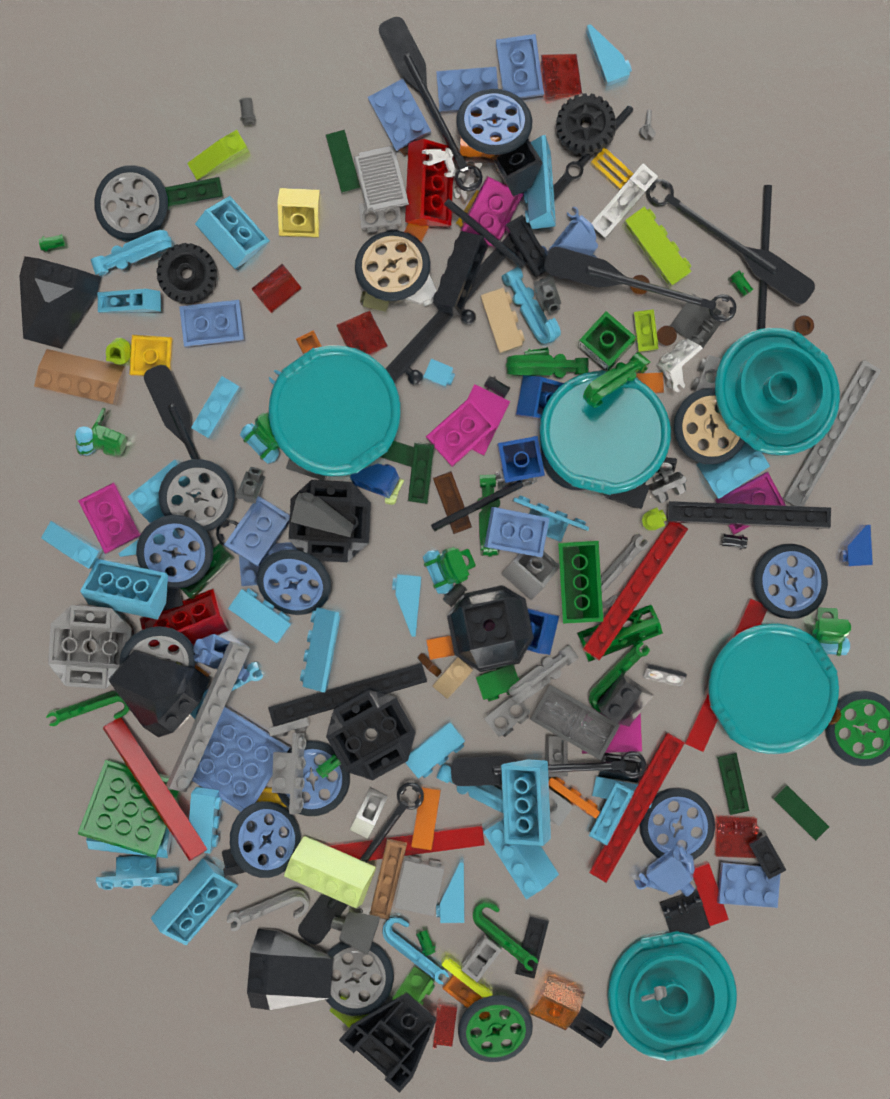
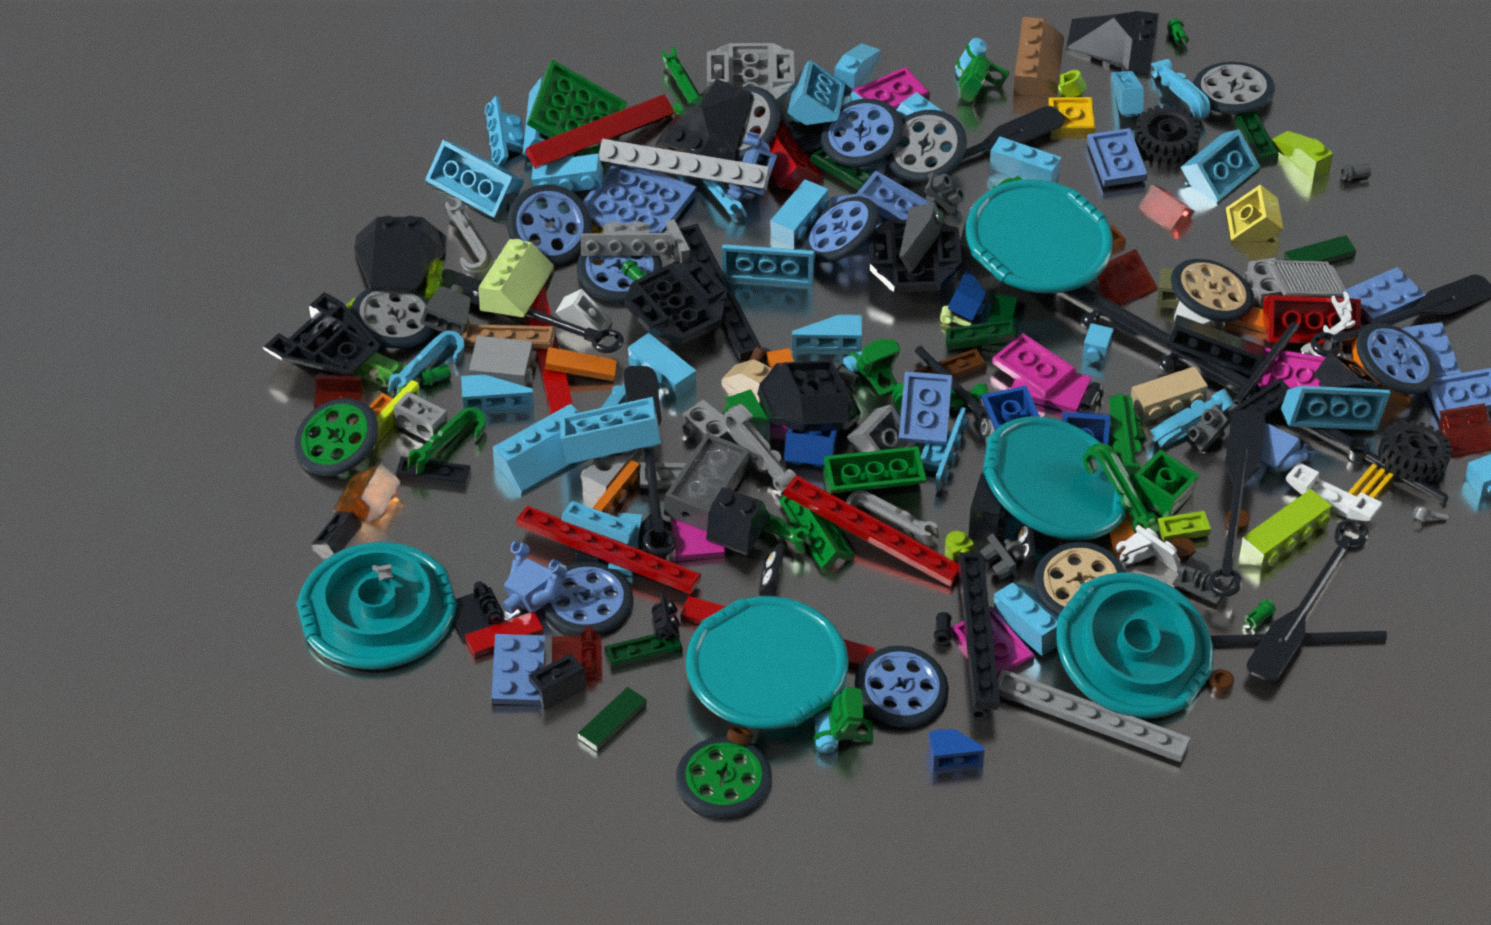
camera: 85 degrees right, 40 degrees down
(318, 941) = (434, 279): none -> clear neon green axle
(701, 764) = (665, 618): none -> black hinge

